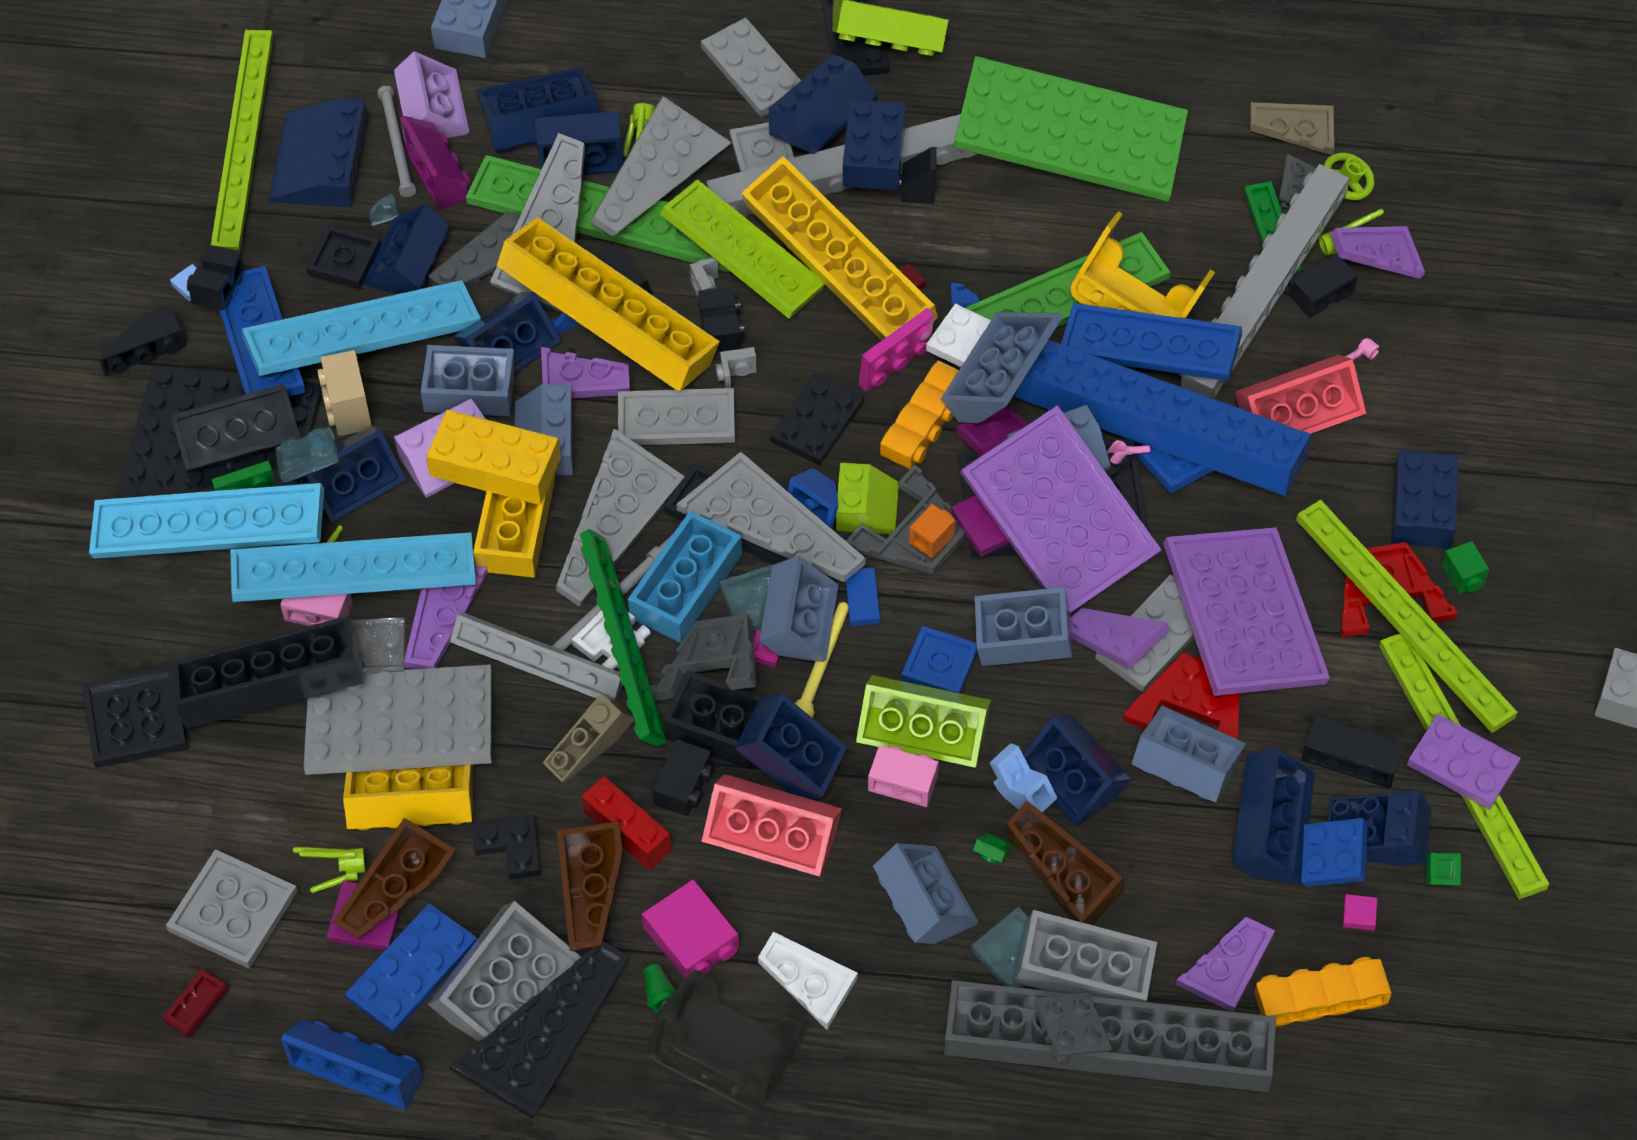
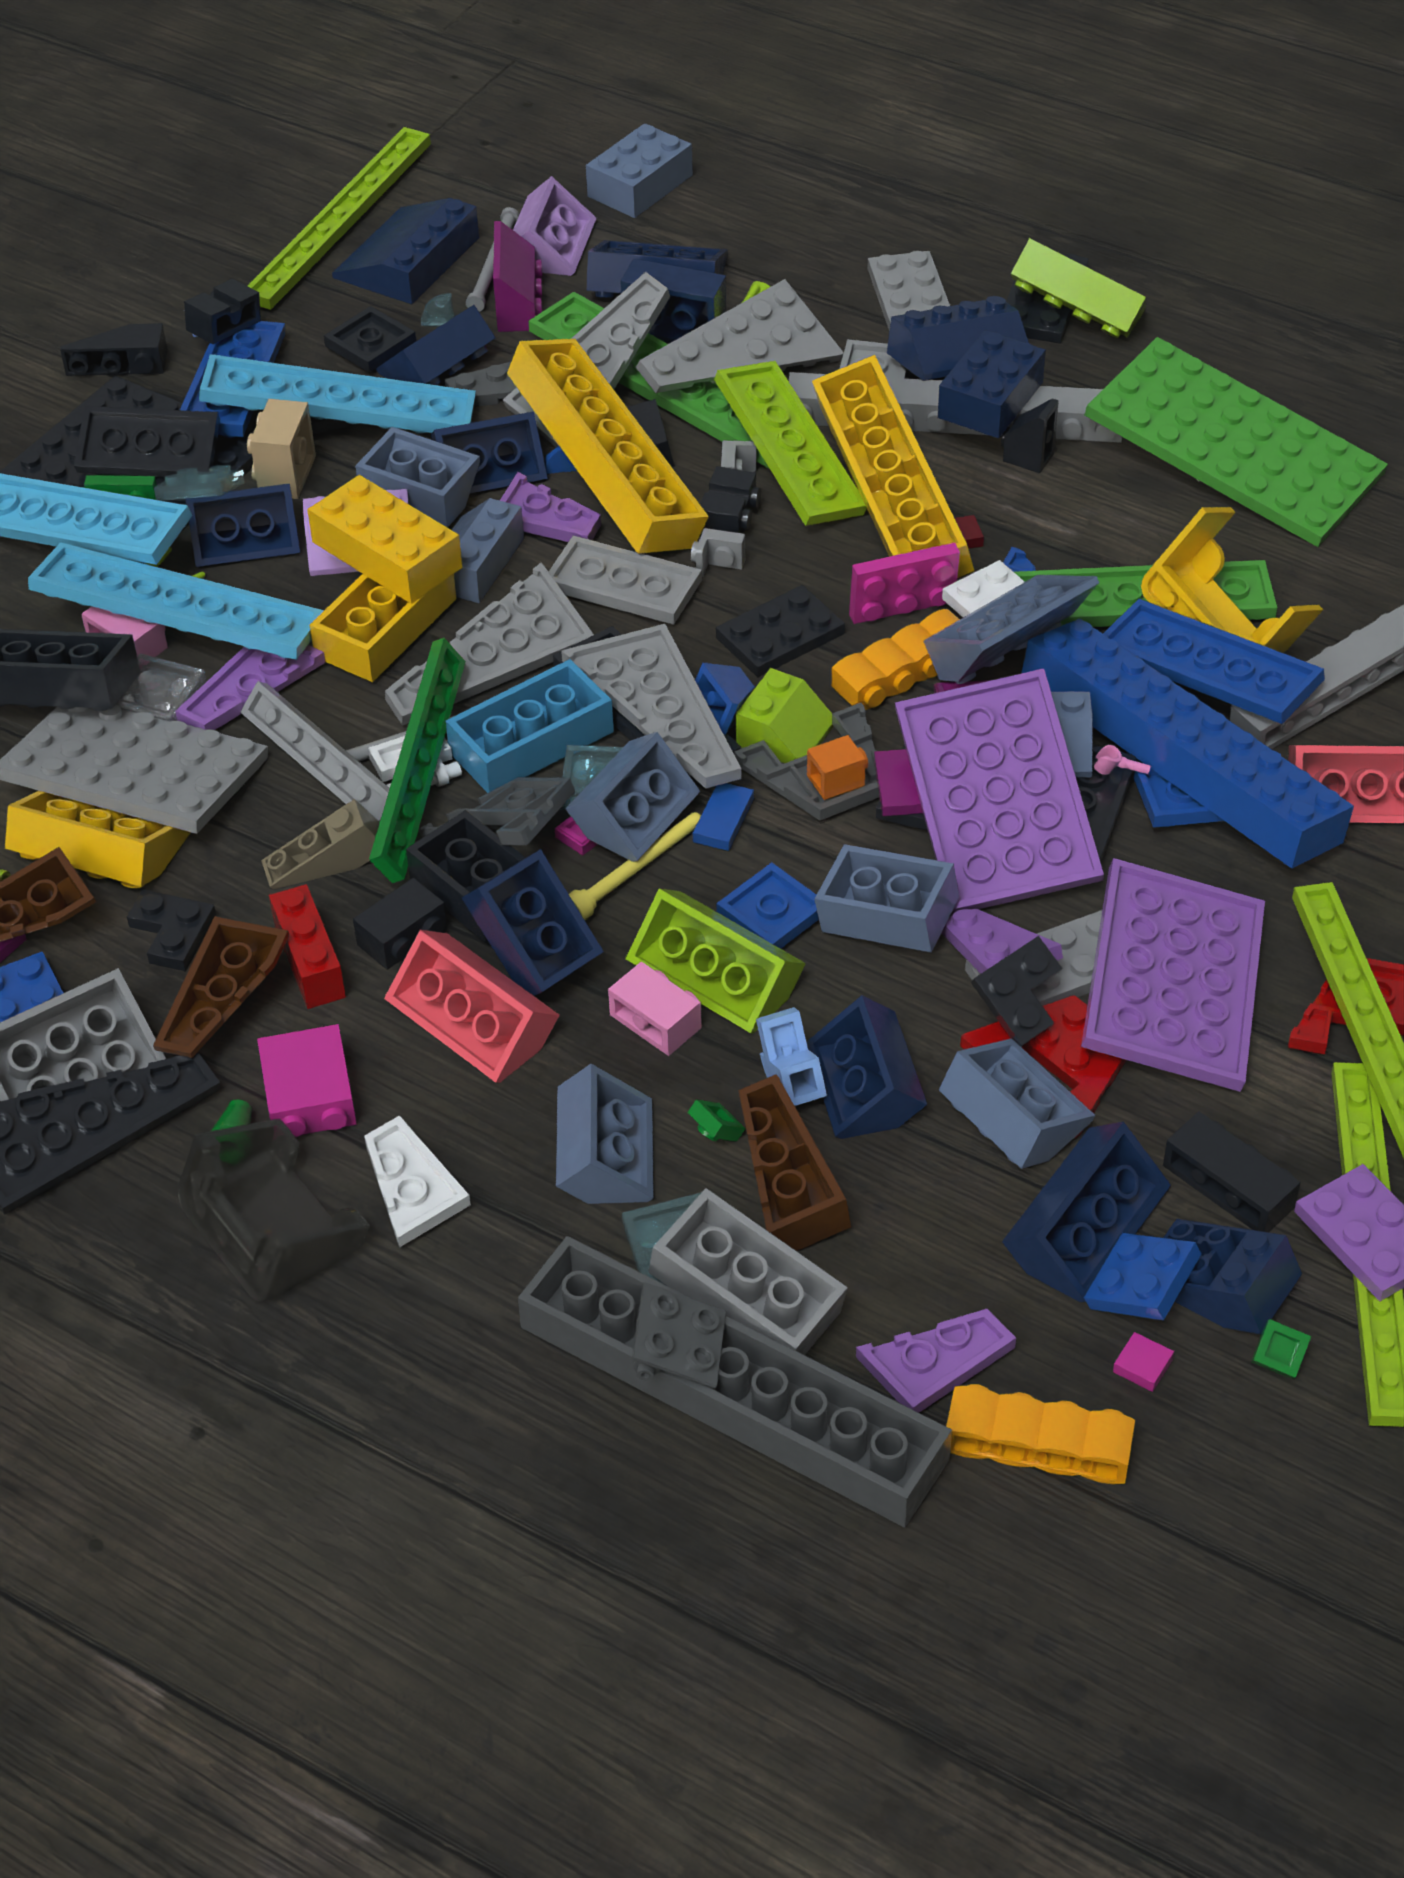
camera: 25 degrees right, 10 degrees down
(1147, 671) = (1009, 989): none -> black plate

